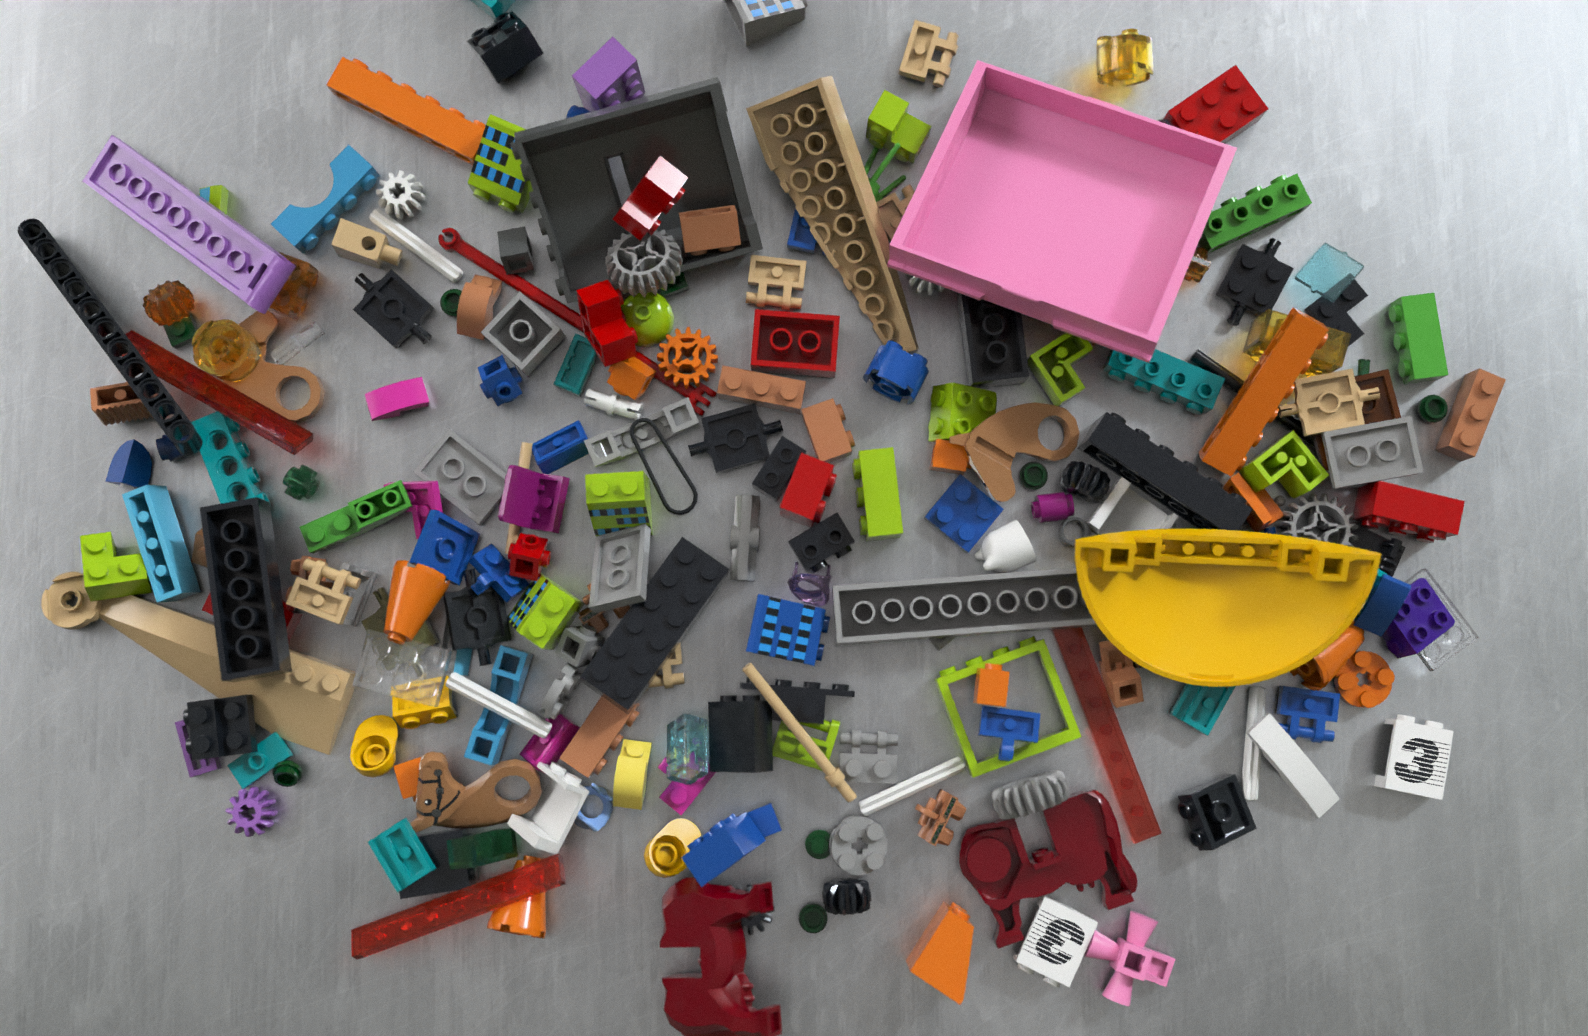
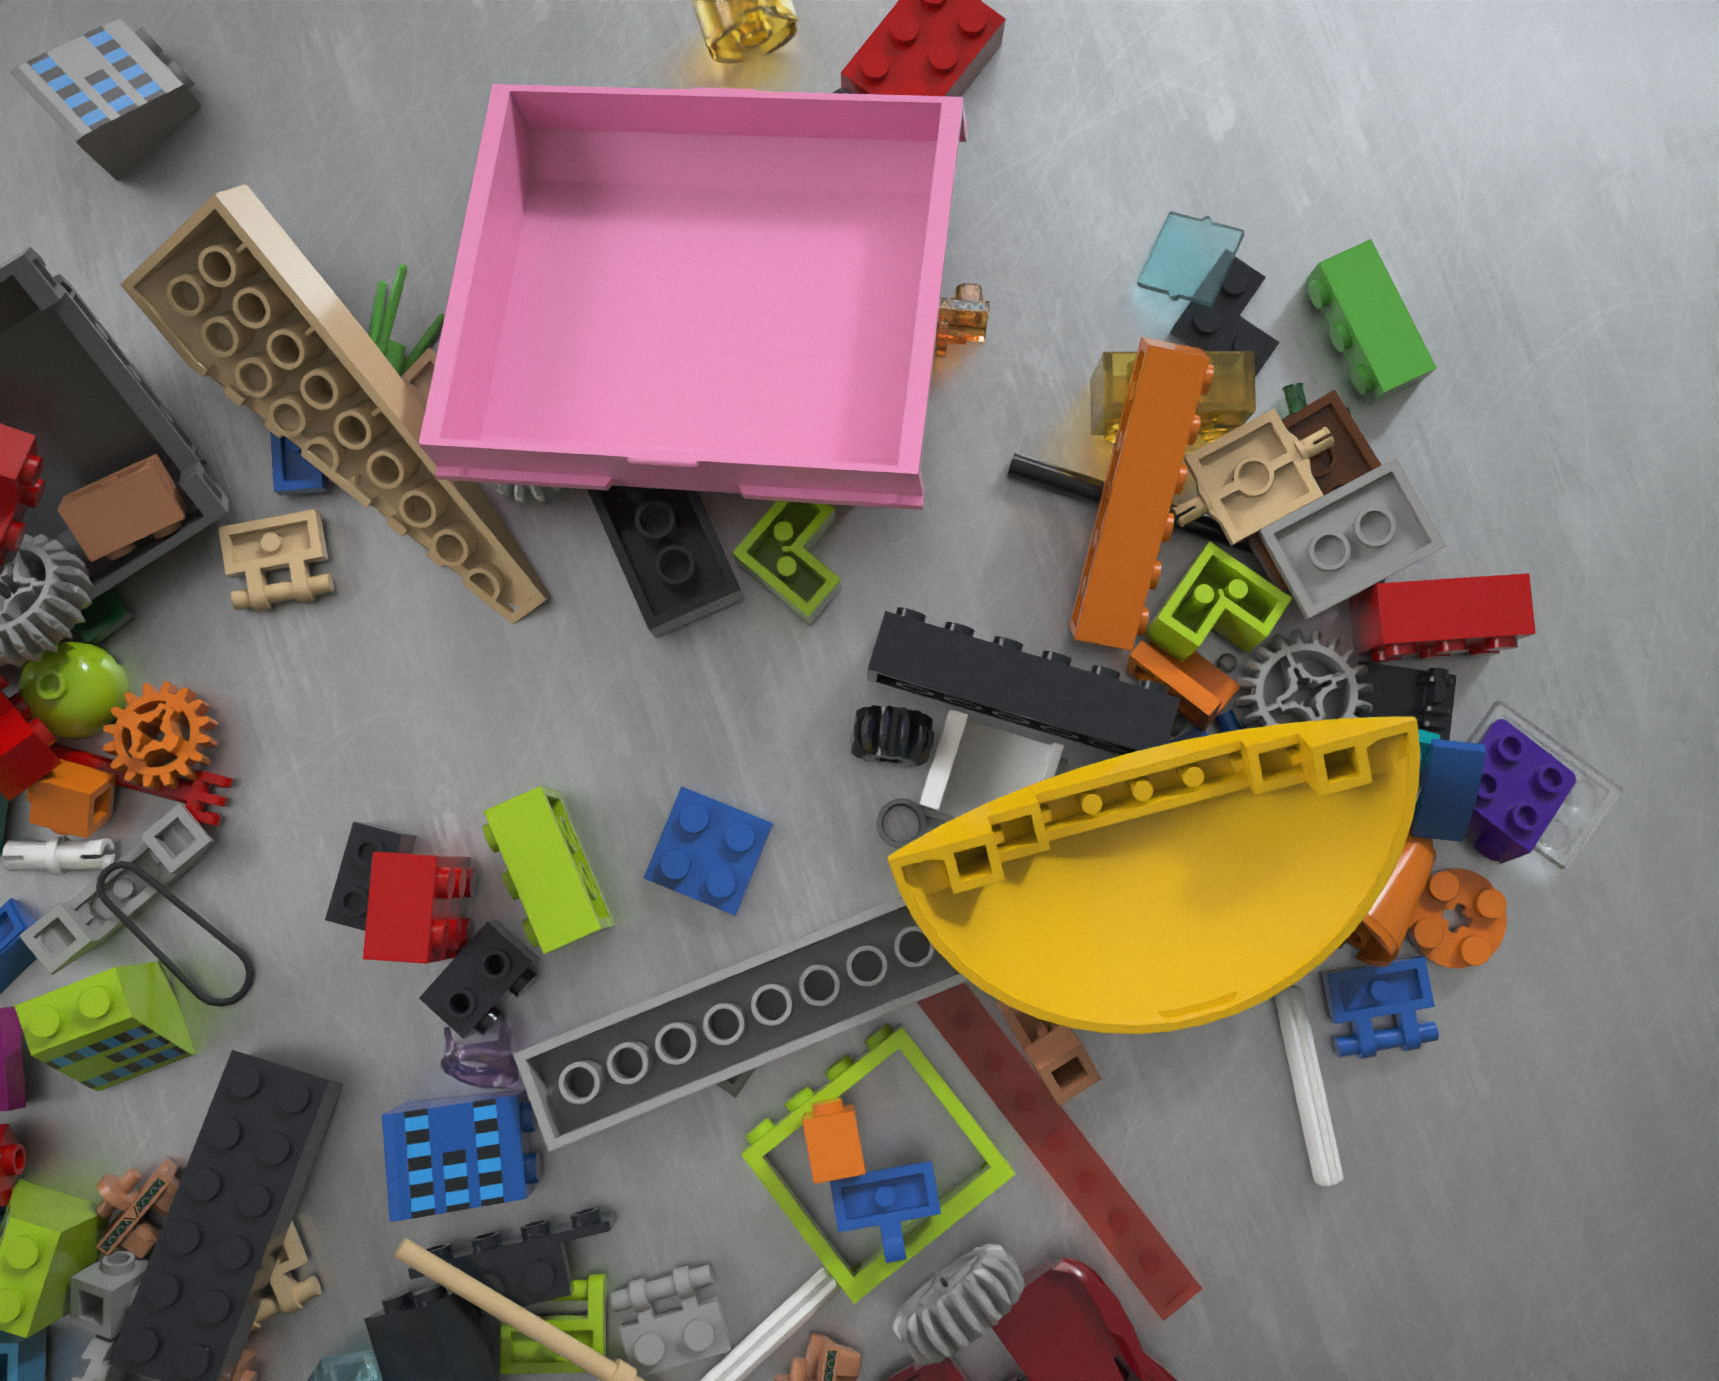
camera: 20 degrees left, 0 degrees up
(620, 568) = (139, 1141): light grey plate -> none
(735, 438) = (282, 846): black plate -> none
(745, 538) = (349, 1012): light grey piece -> none
(762, 389) = (301, 751): nougat brick -> none
(795, 343) = (332, 655): red brick -> none
(827, 431) = (435, 786): nougat brick -> none
(892, 124) = (383, 233): lime brick -> none
(897, 372) = (519, 651): blue brick -> none
(919, 53) = (404, 100): tan plate -> none
(949, 458) = (656, 763): orange brick -> none
(958, 409) = (657, 685): lime bracket -> none
(1006, 549) = (794, 893): white piece -> none
(1013, 431) = (720, 713): medium nougat animal -> none
(1033, 475) = (806, 750): dark green plate -> none
(1052, 507) = (852, 794): magenta brick -> none
(1169, 378) = (980, 516): teal brick -> none
(1201, 706) = (1201, 1056): teal plate -> none
(1216, 813) = (1282, 1227): black plate -> none
(1254, 212) = (1032, 200): bright green brick -> none
(1254, 281) = (1072, 310): black plate -> none
(1293, 765) = (1383, 1103): white slope -> none
(1417, 757) = (1584, 1025): white panel -> none
(1432, 408) = (1429, 430): dark green plate -> none
(1470, 415) = (1493, 422): nougat brick -> none

